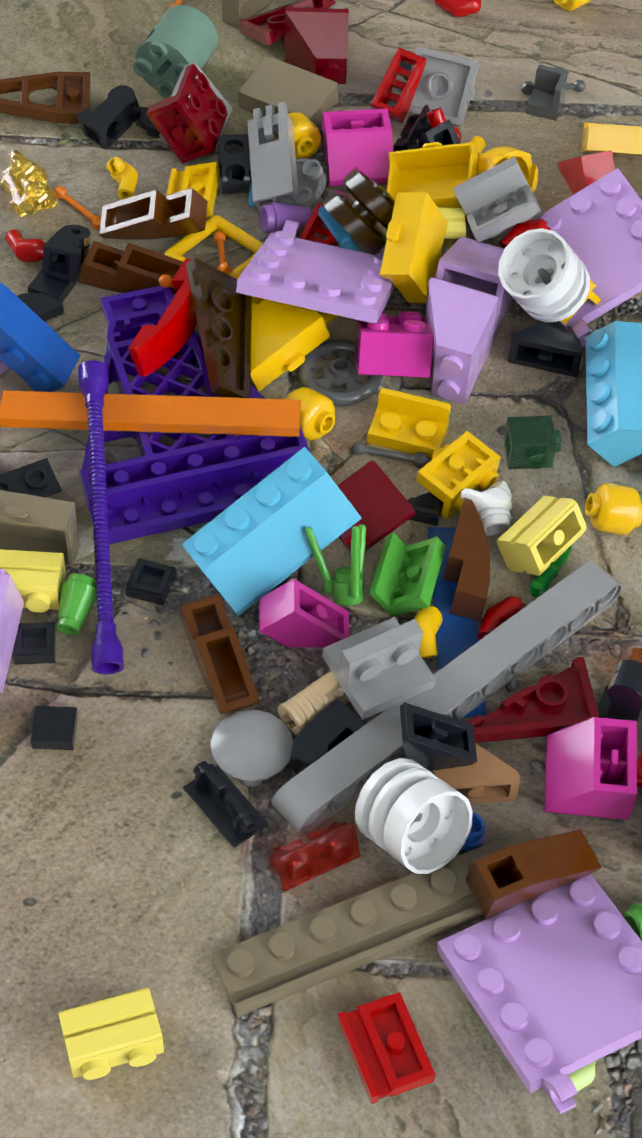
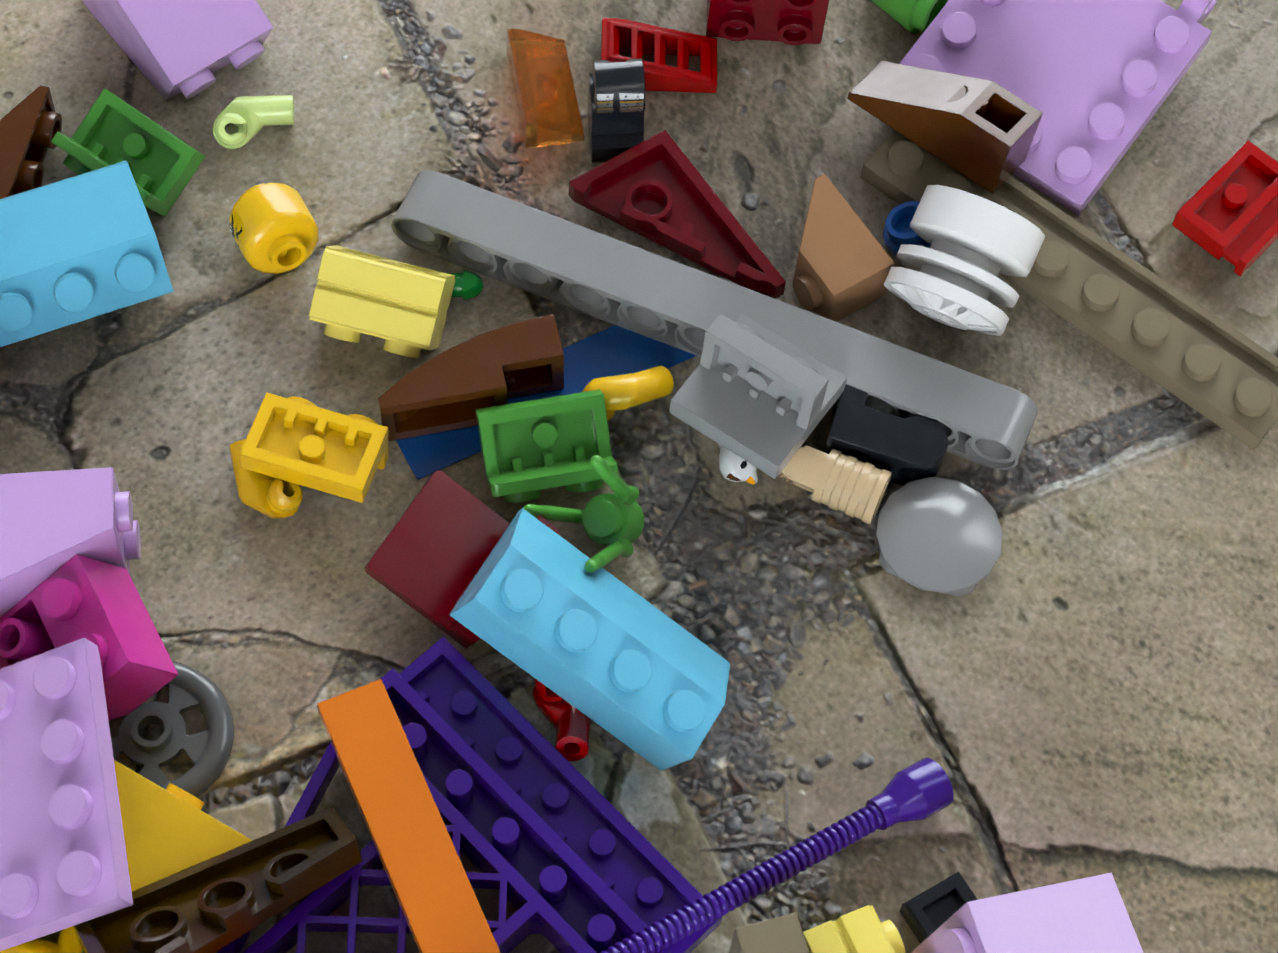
camera: 120 degrees left, 10 degrees up
(54, 728) = (1069, 807): black tile -> none
(75, 603) = (850, 884): bright green cone -> none
(150, 581) = (742, 812): black tile -> none
(218, 654) = (824, 643): reddish brown slope -> none
(224, 804) = (1049, 522): black hinge -> none
(302, 617) = (706, 554): dark pink slope -> none
(316, 412) = (287, 726): yellow head -> none
(324, 852) = (1071, 398): clear red hinge -> none
(409, 423) = (235, 576): yellow bracket -> none
(419, 459) = (289, 541): dark grey hinge -> none
(427, 509) = (389, 491): black tile -> none
(436, 739) = (849, 267): black slope -> none
(492, 507) = (351, 385): white animal -> none
(499, 613) = (526, 302): red arm -> none
(531, 442) = (192, 382): clear green brick -> none
(592, 769) = (747, 112): dark pink slope -> none

